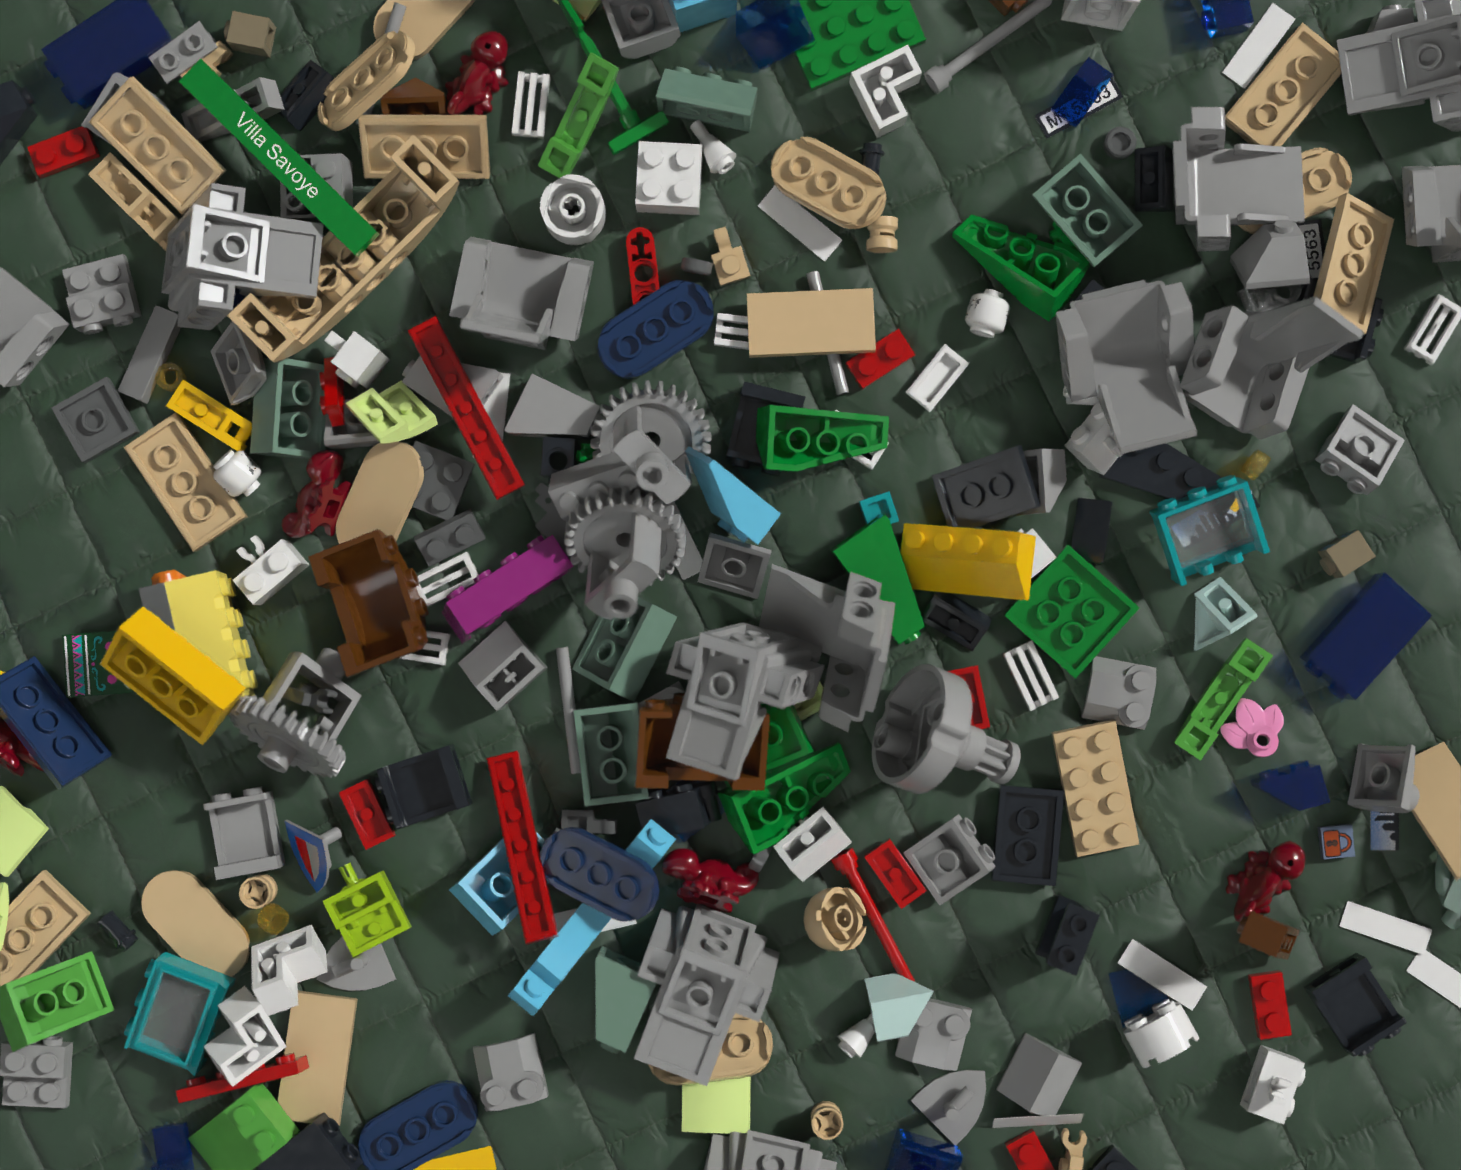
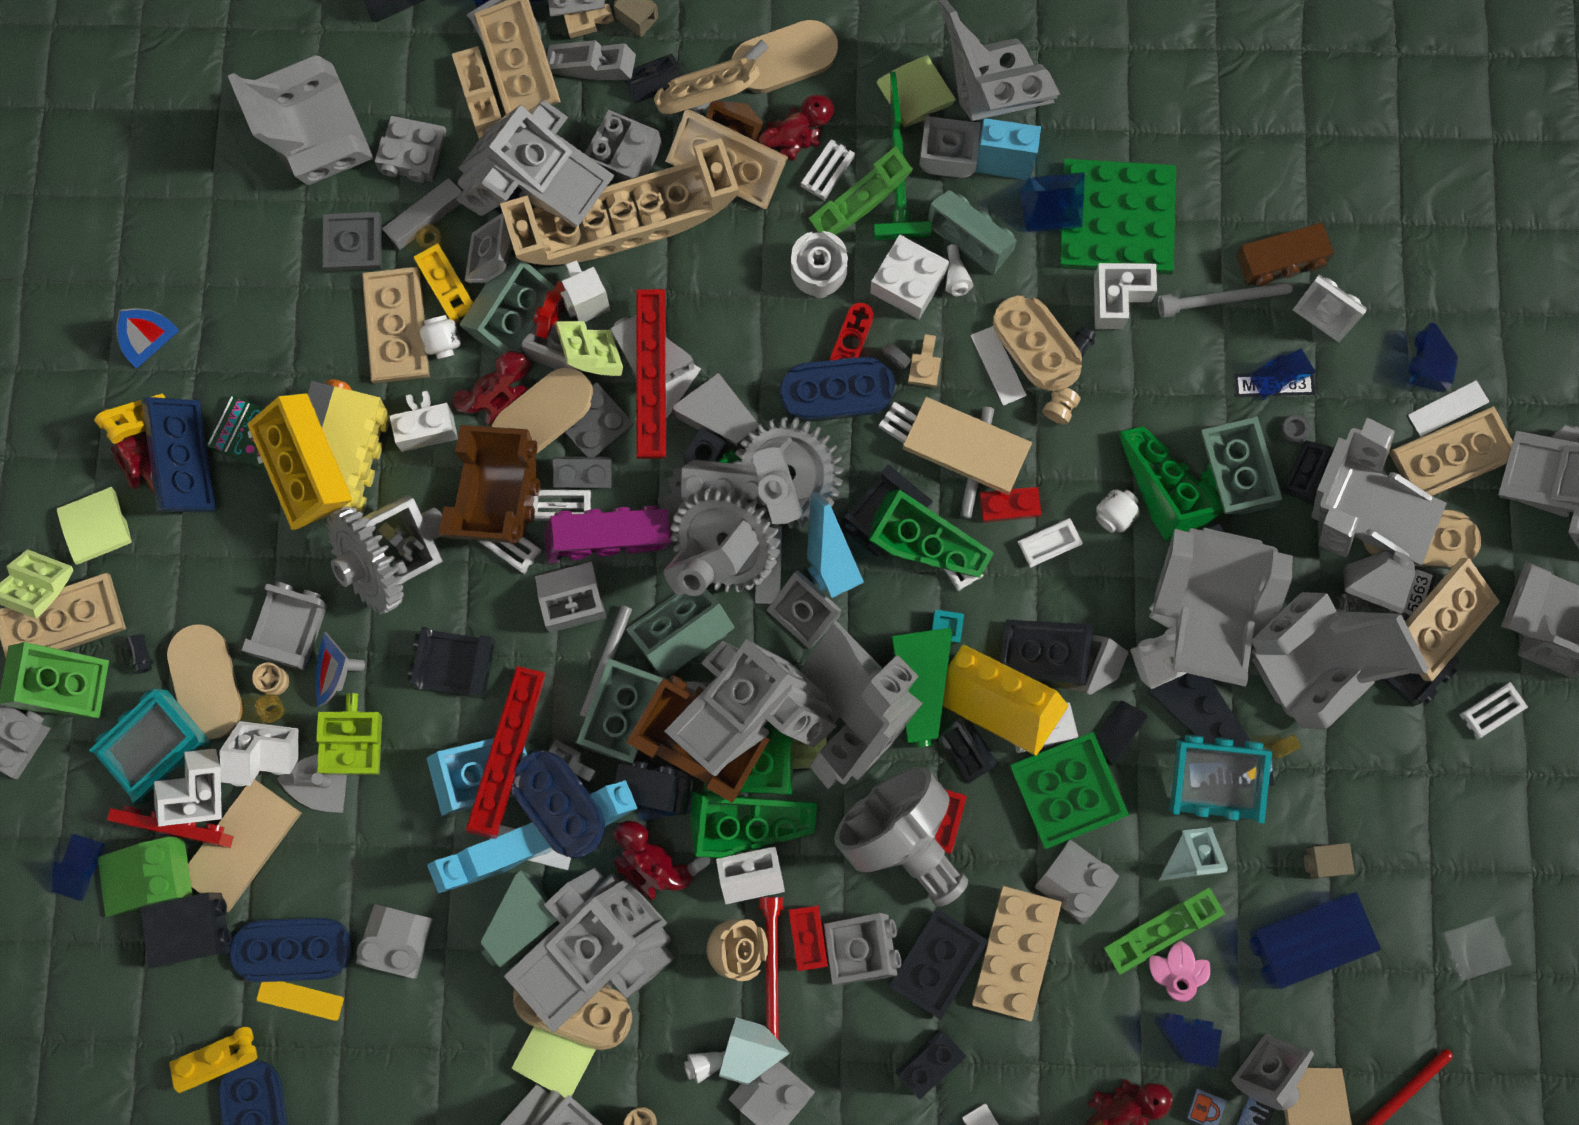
camera: 25 degrees right, 10 degrees down
(63, 151) = (442, 29): red plate -> none
(279, 157) = (607, 110): green tile -> none
(367, 814) = (394, 661): red plate -> none
(520, 293) = (742, 307): light grey piece -> none
(1042, 700) = (1019, 803): white tile -> none
(1359, 451) = (1381, 779): light grey plate -> none

